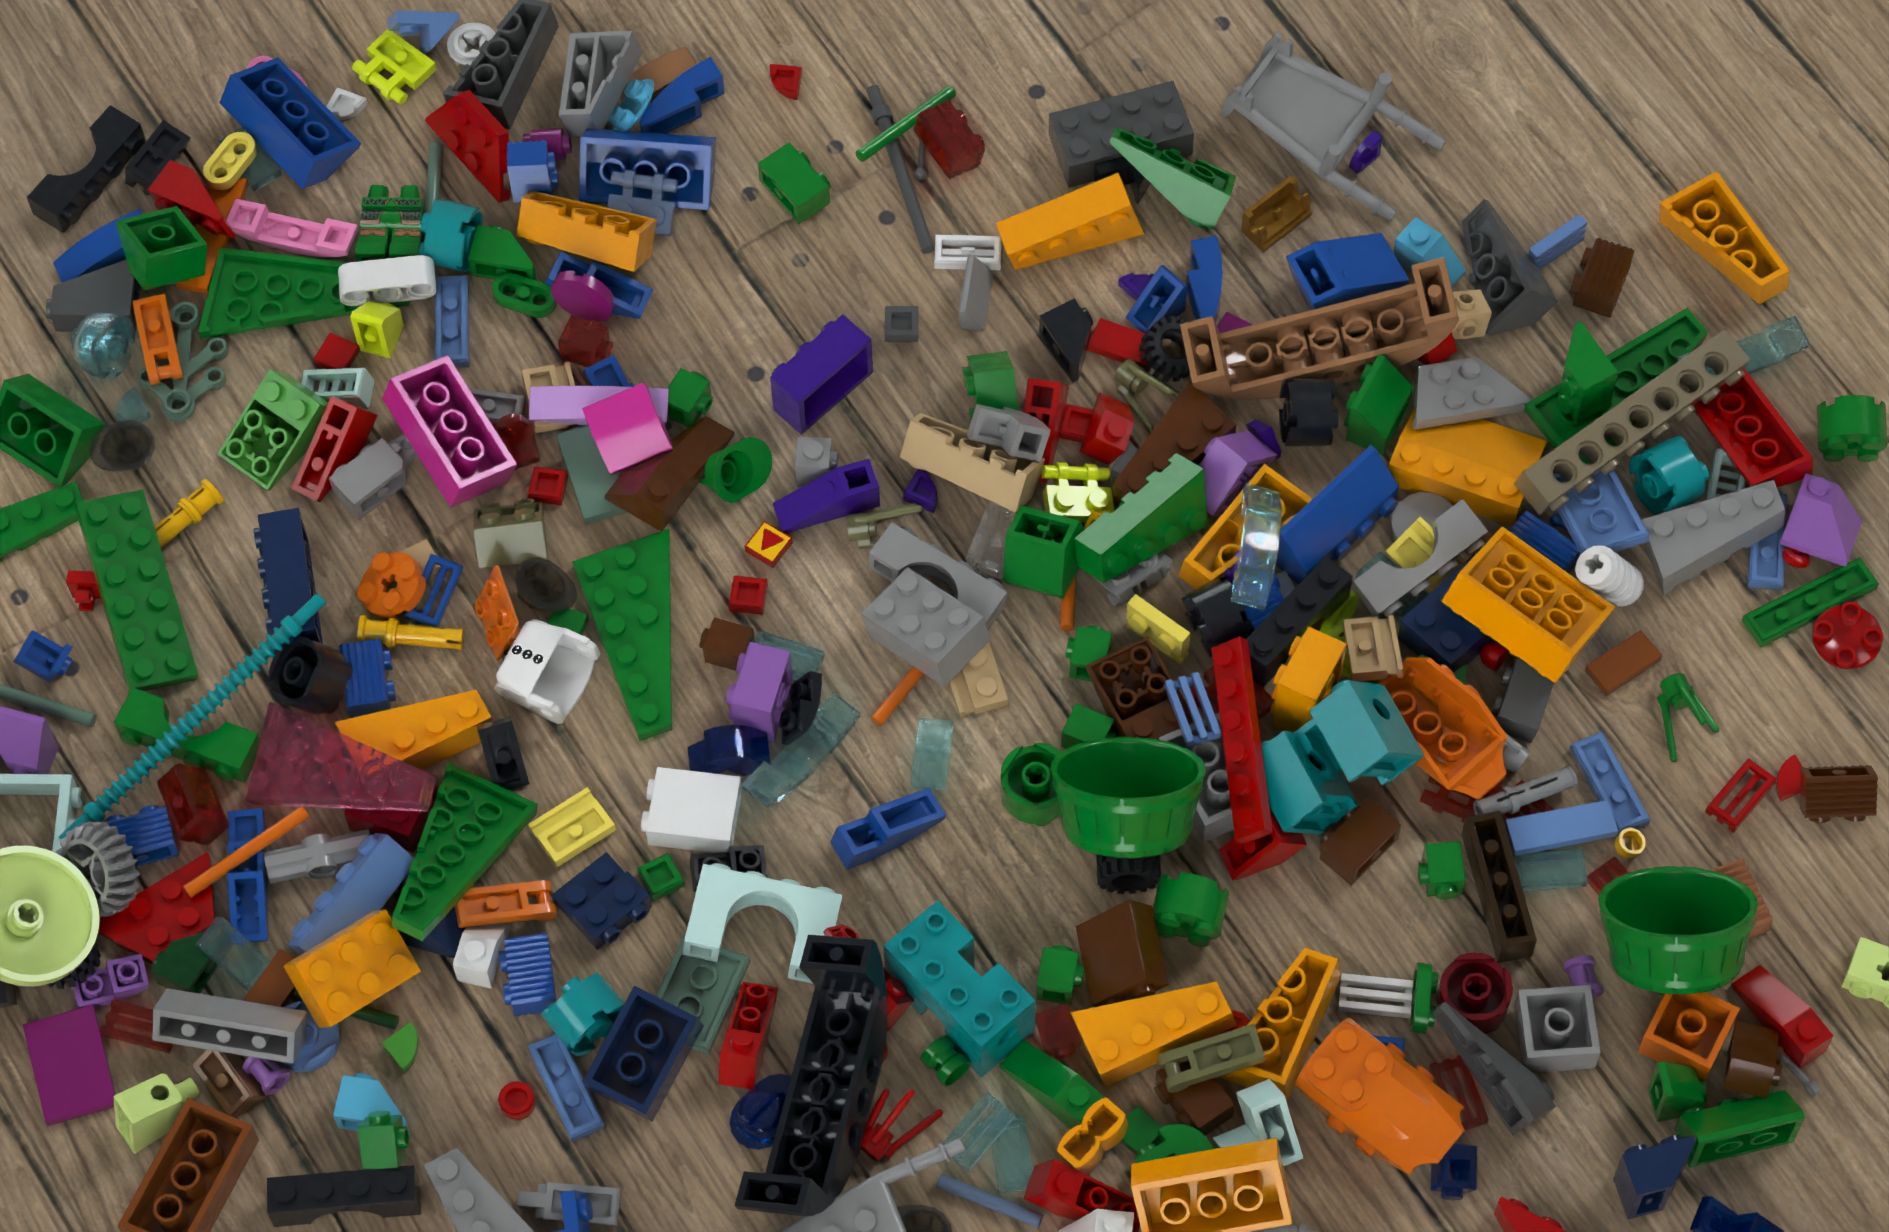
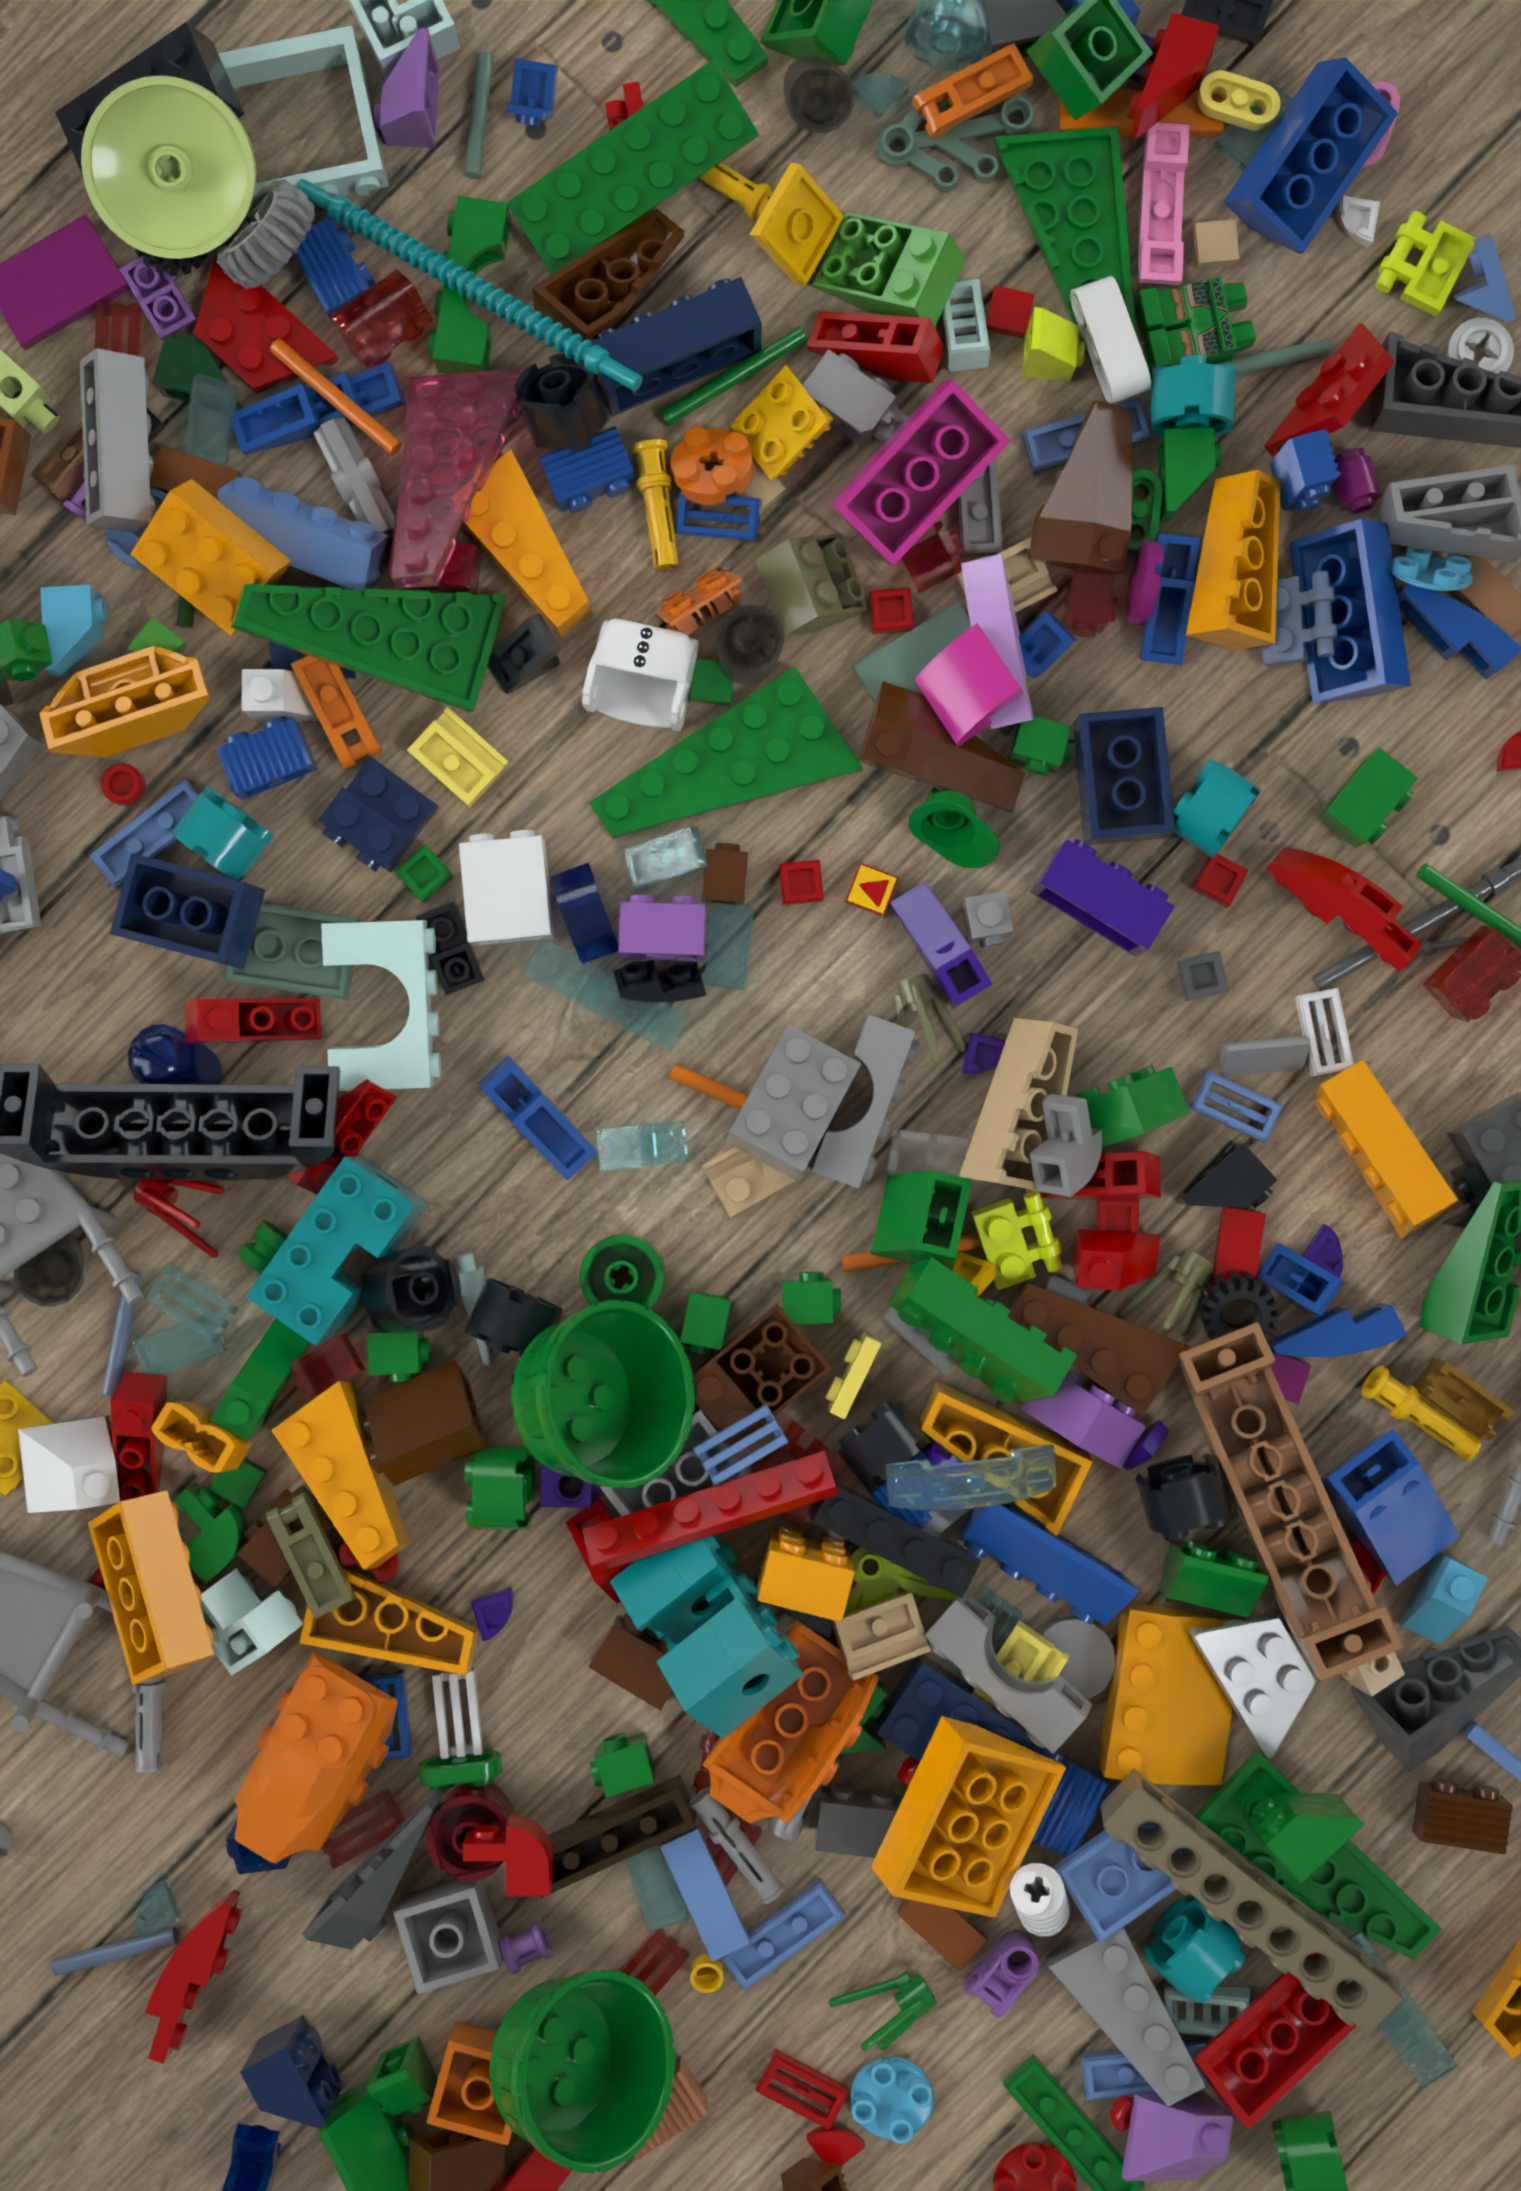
camera: 75 degrees right, 25 degrees up
(218, 626) = (608, 278): none -> reddish brown wedge
(222, 481) = (797, 224): none -> yellow tile
(323, 561) = (733, 376): none -> green bar
(331, 202) = (1216, 243): none -> tan tile
(375, 525) = (781, 423): none -> yellow hinge
(450, 1065) = (125, 703): none -> light orange wedge
(515, 322) = (1091, 504): none -> reddish brown wedge
(701, 683) = (665, 857): none -> clear light blue plate
(730, 341) = (1123, 776): none -> dark blue brick
(773, 284) = (1215, 808): none -> teal brick
(828, 299) = (1220, 880): none -> red tile
(860, 216) = (1337, 890): none -> red slope
(995, 343) = (1204, 1092): none -> medium blue tile
(1009, 938) = (410, 1290): none -> black brick
(1020, 909) = (471, 1284): none -> light aqua piece
(1051, 870) = (509, 1317): none -> black brick
(1204, 848) = (555, 1496): none -> dark purple brick
(1271, 252) = (1405, 1403): none -> yellow pin
(1290, 947) = (493, 1612): none -> dark purple tile
(1496, 934) = (523, 1848): none -> red brick
(1673, 626) = (999, 1979): none -> medium lavender piece
(1758, 726) = (892, 2098): none -> medium azure dish

